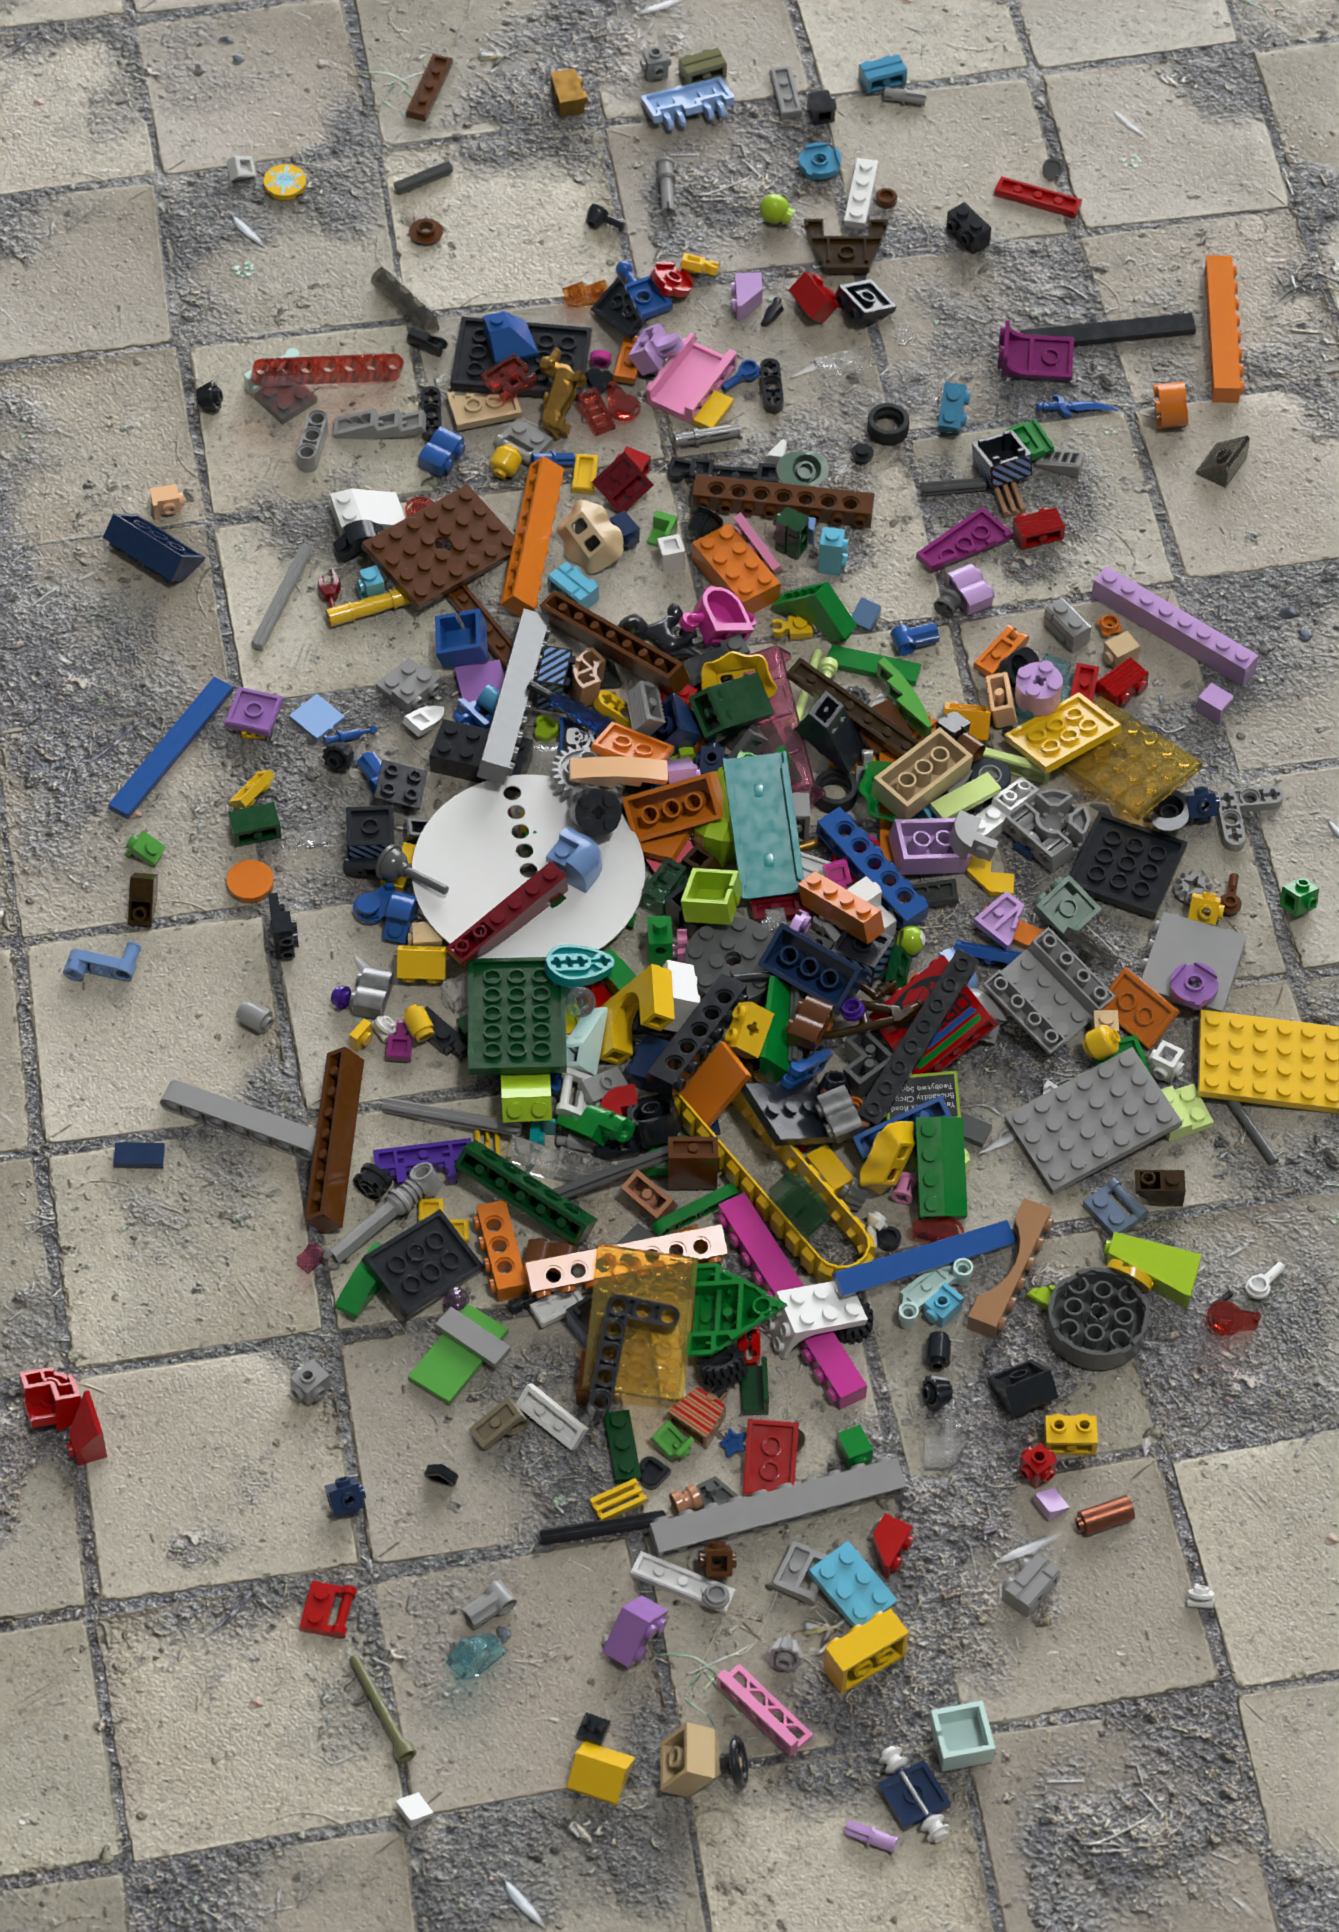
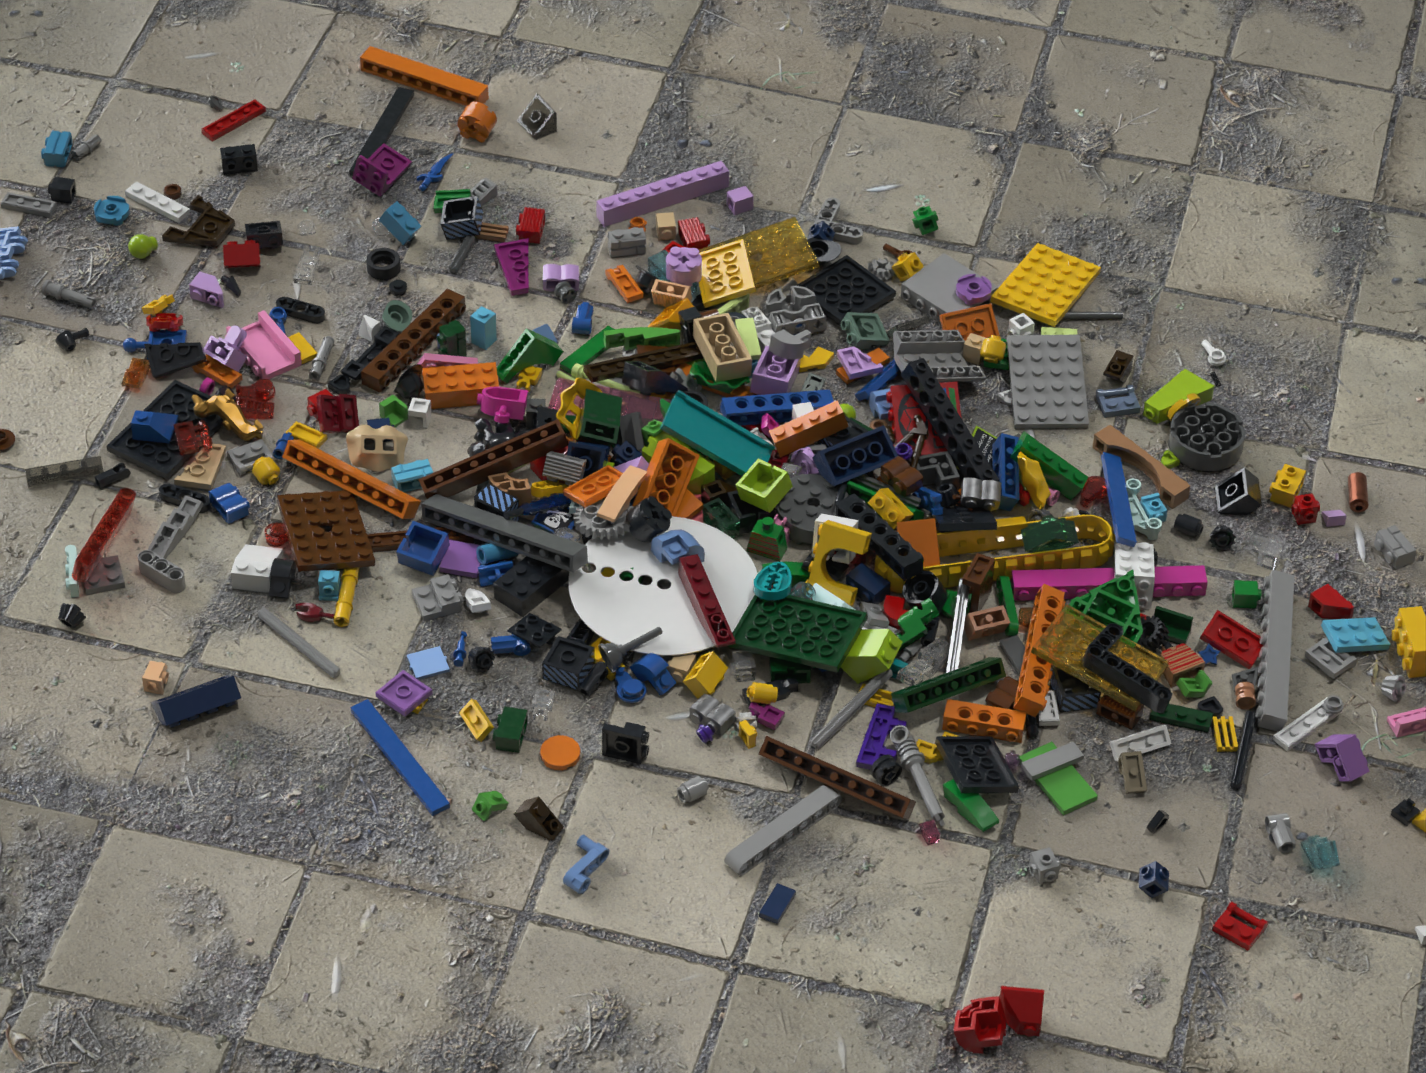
camera: 65 degrees left, 10 degrees down
(403, 1750) = (1377, 921): olive piece -> none
(719, 1569) = (1306, 693): reddish brown brick -> none
(1230, 1318) = (1235, 379): clear red piece -> none

